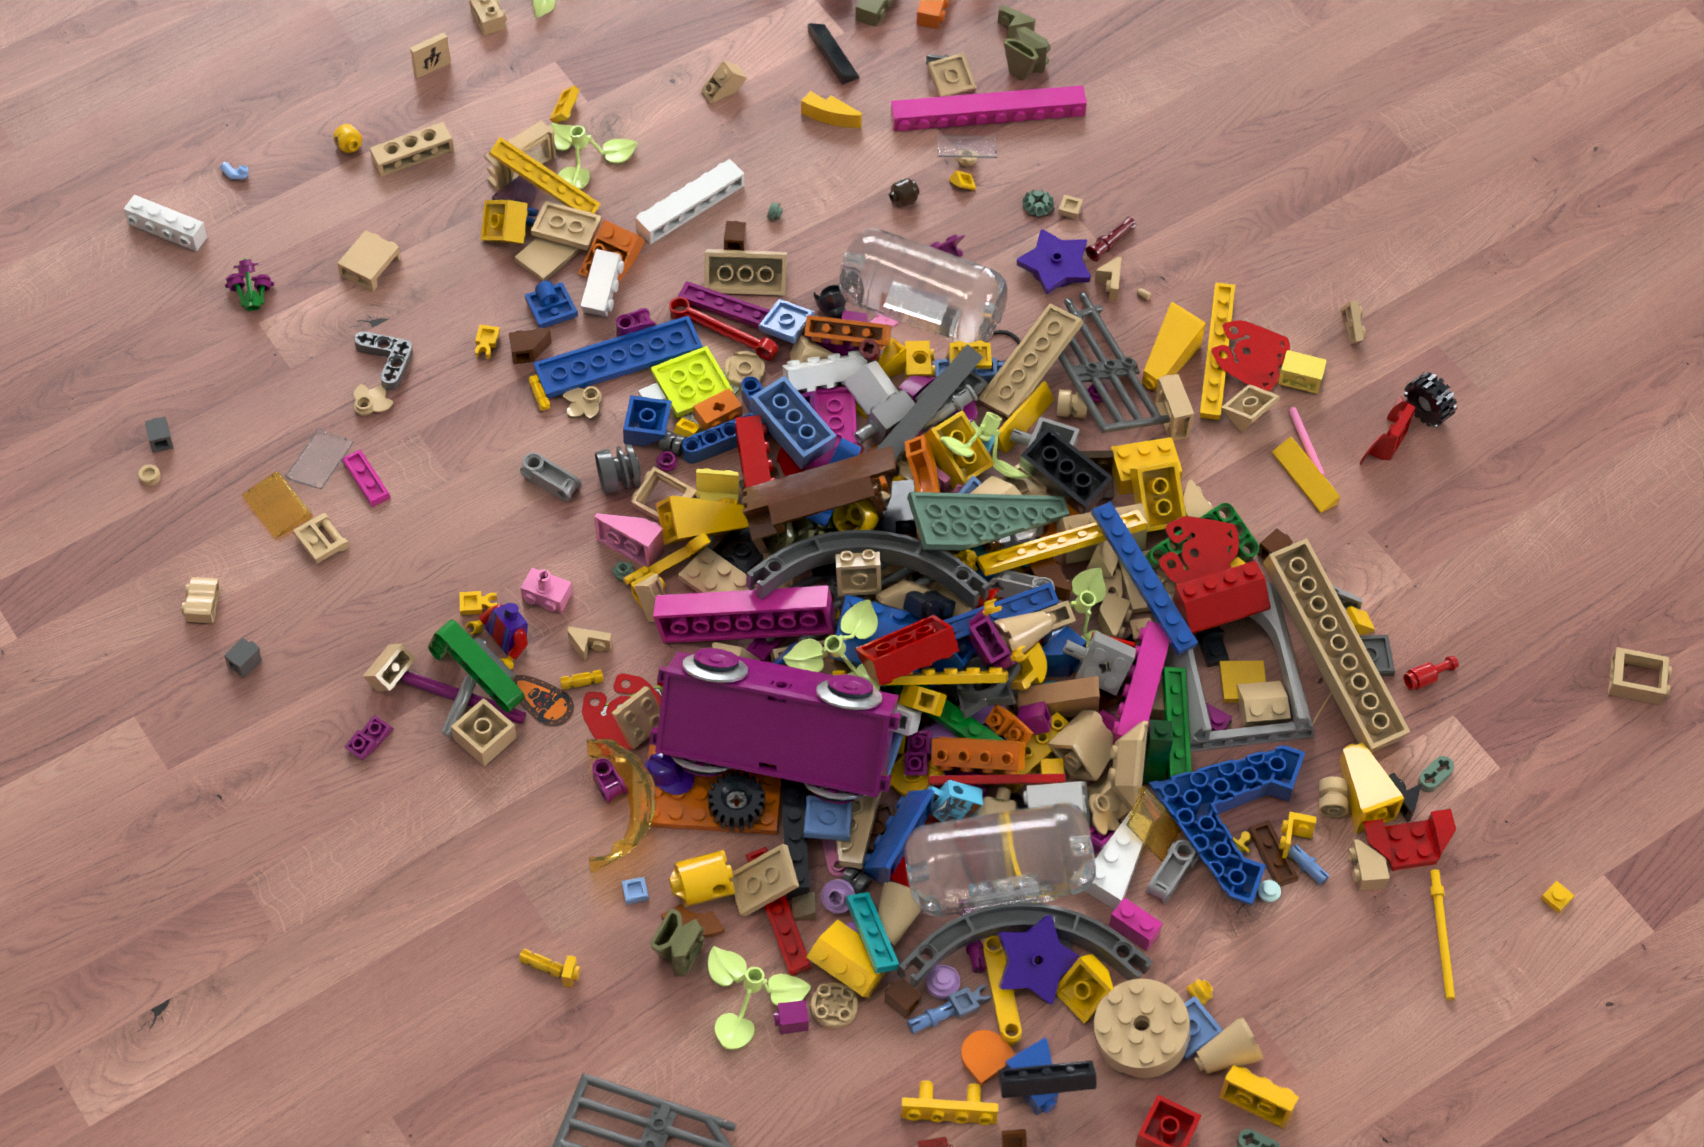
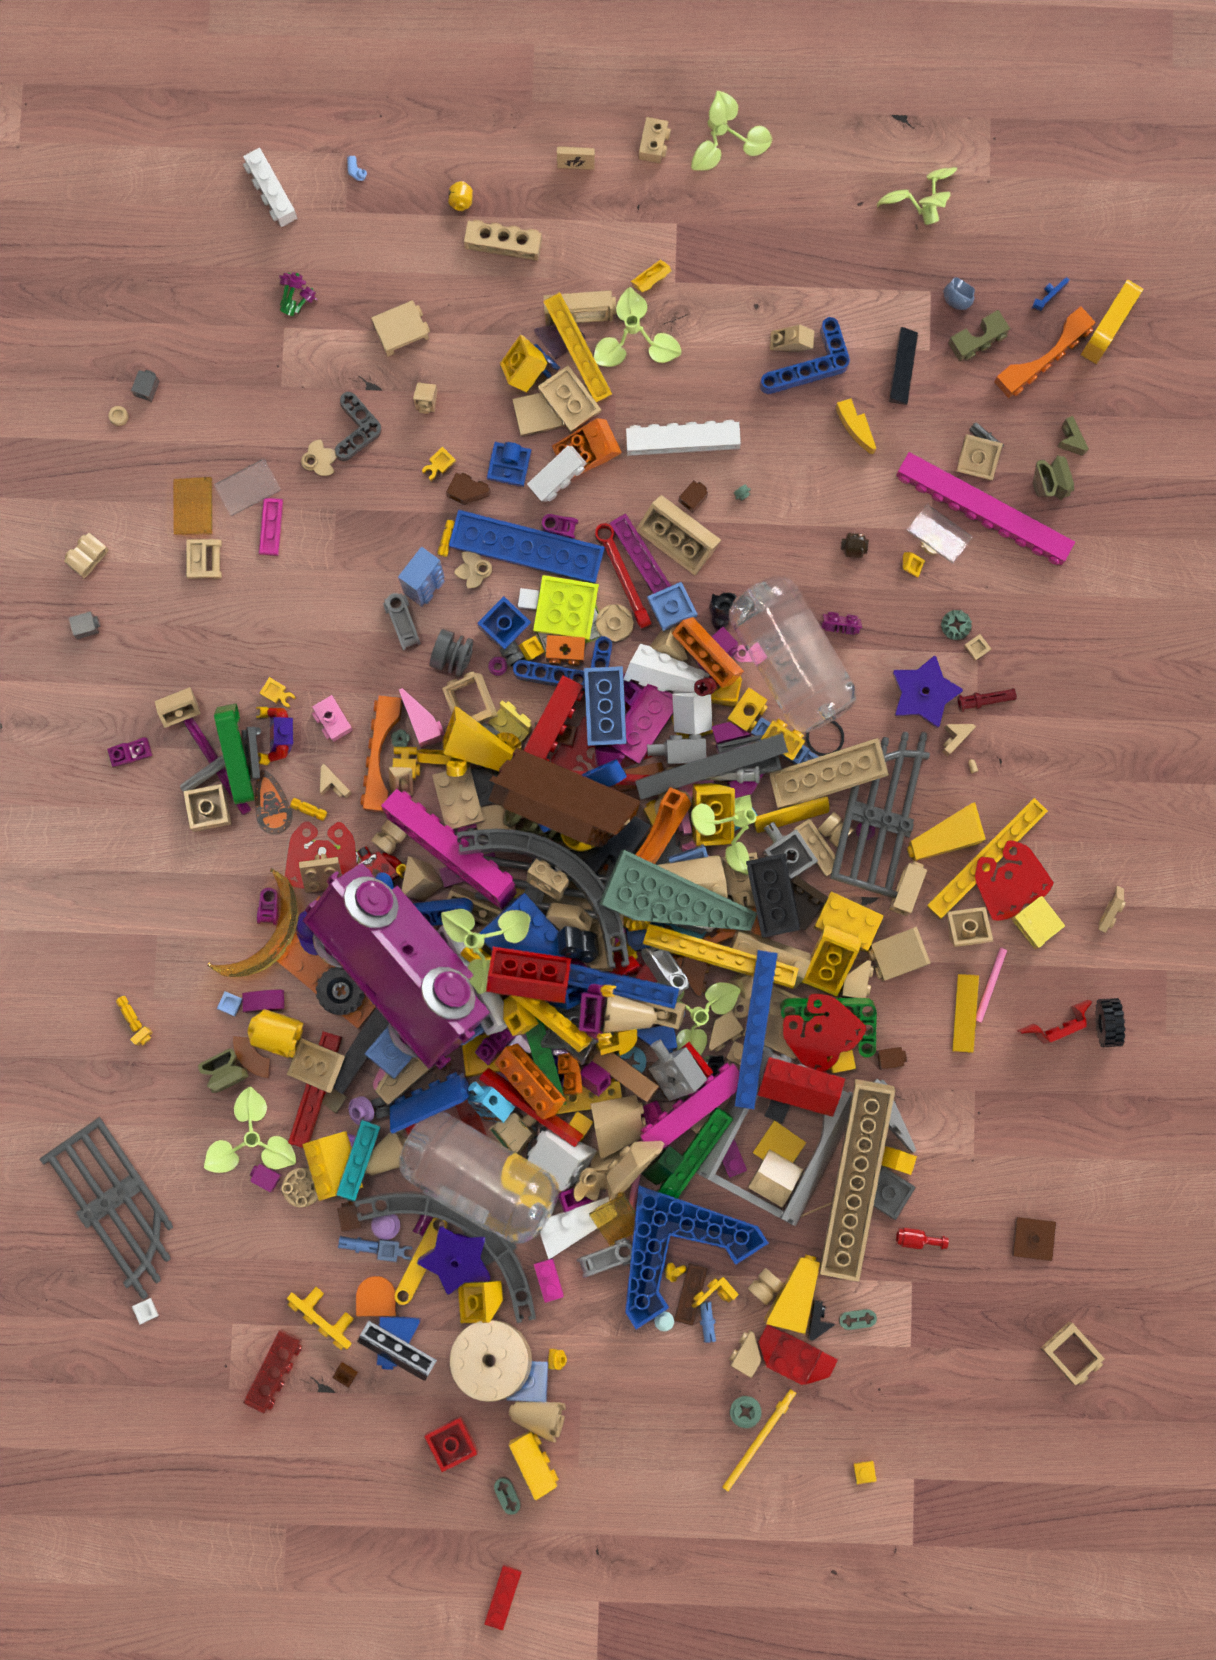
camera: 35 degrees right, 25 degrees up
(435, 296) = (425, 397): none -> tan slope
(545, 417) = (422, 577): none -> medium blue brick
(637, 624) = (388, 714): none -> orange arch
(663, 864) = (265, 999): none -> magenta slope
(676, 642) = (388, 837): none -> tan wheel
(770, 82) = (811, 366): none -> blue beam
(1088, 433) = (817, 845): none -> tan plate
(1212, 459) = (898, 954): none -> tan slope
(1418, 914) = (744, 1421): none -> sand green gear
(1522, 610) = (1034, 1238): none -> reddish brown plate

